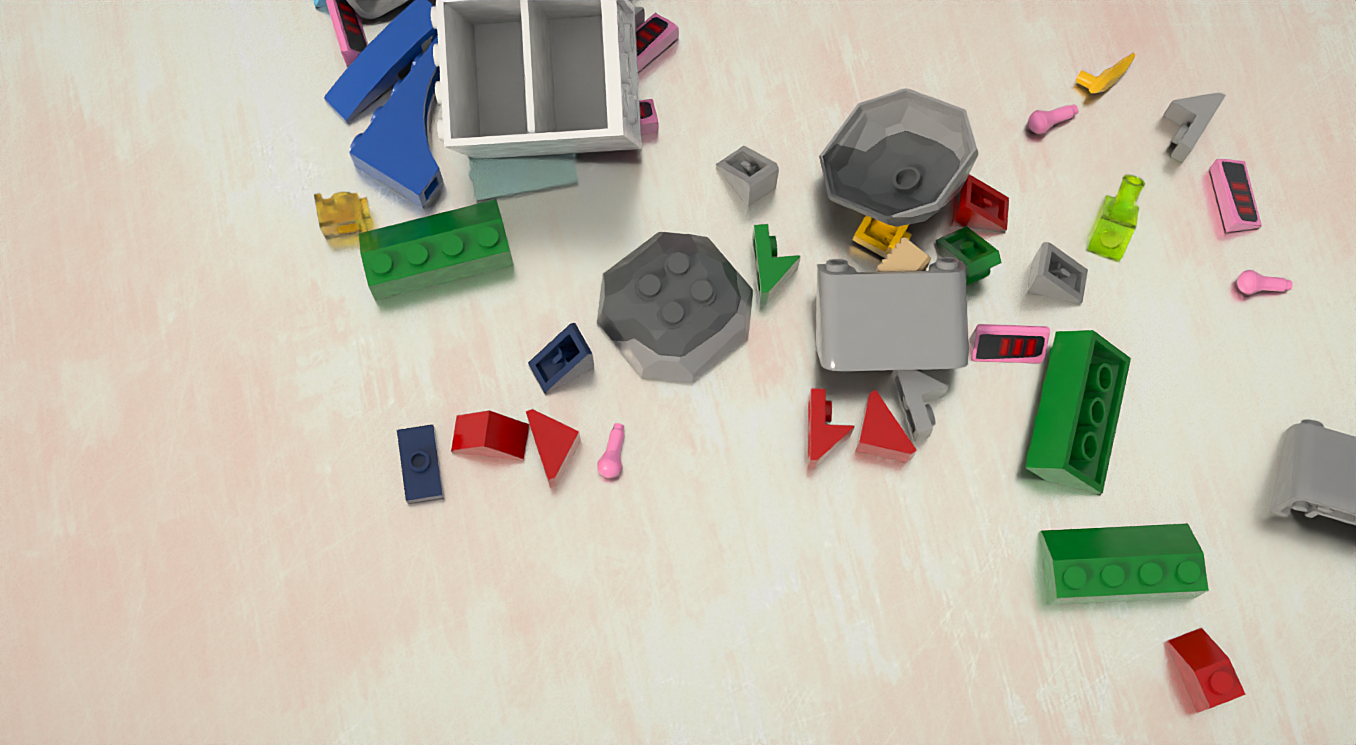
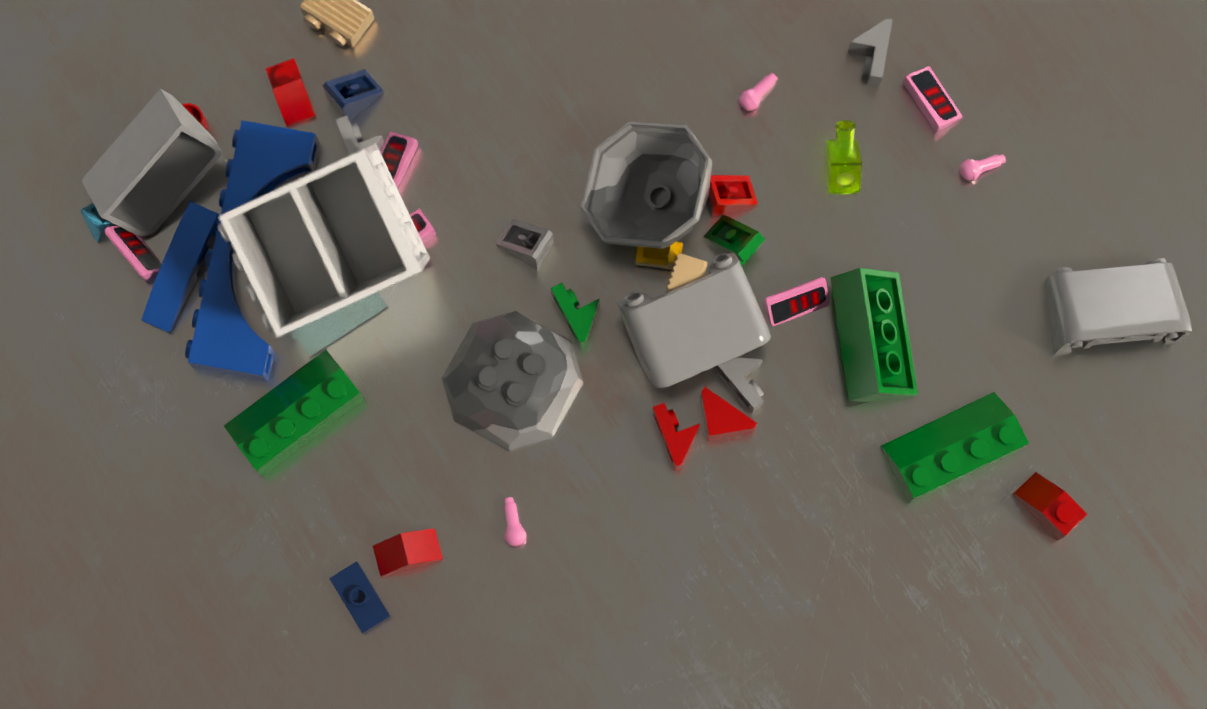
camera: 20 degrees left, 5 degrees up
(342, 214) = (203, 415): clear yellow brick -> none
(554, 443) = (462, 536): red slope -> none
(562, 359) = (439, 464): dark blue slope -> none
(1057, 275) = (814, 228): light grey slope -> none
(1106, 78) = (790, 38): yellow bar -> none

